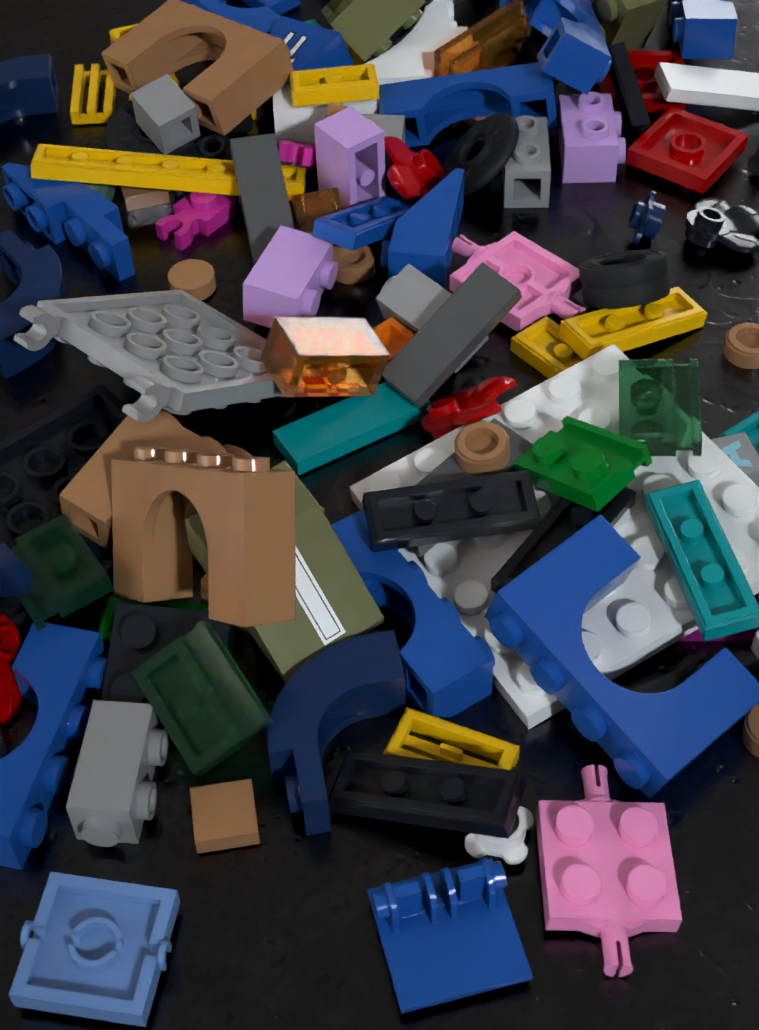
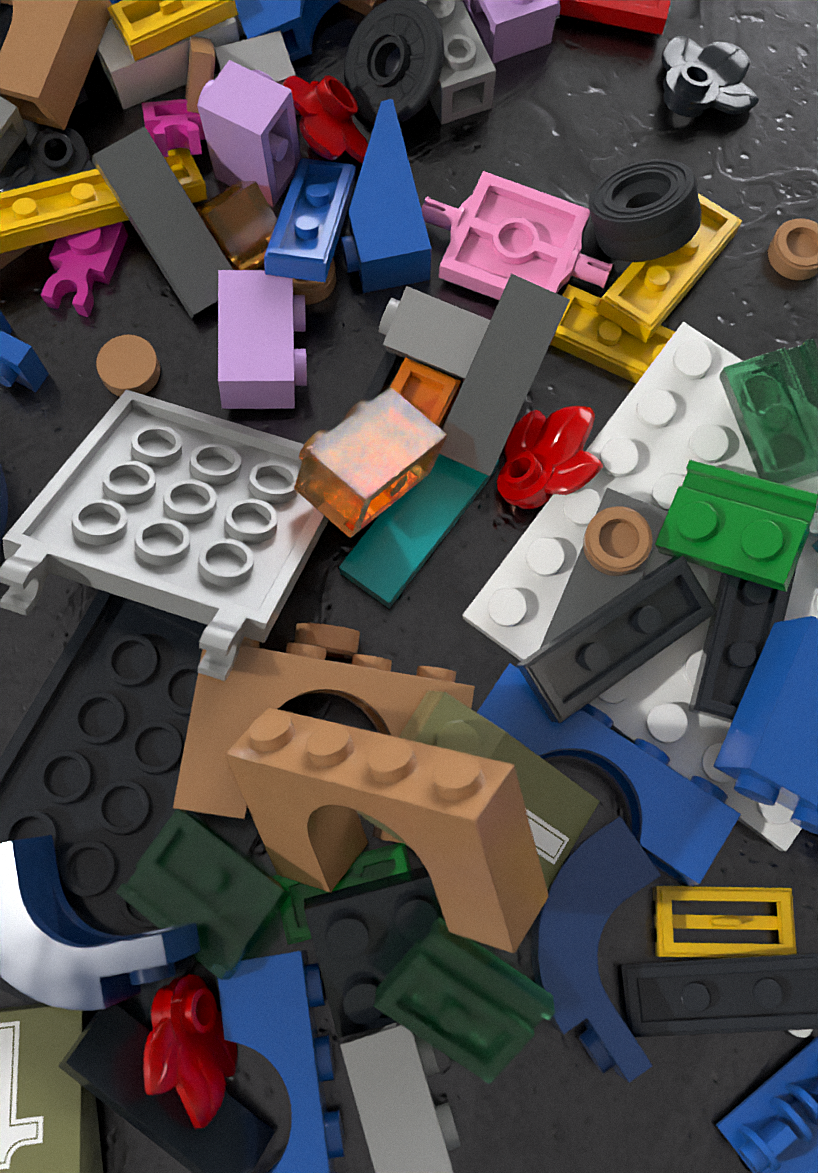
camera: 25 degrees left, 25 degrees up
(224, 816) = (530, 1097): medium nougat tile -> none
(646, 218) = (621, 98): dark blue plate -> none

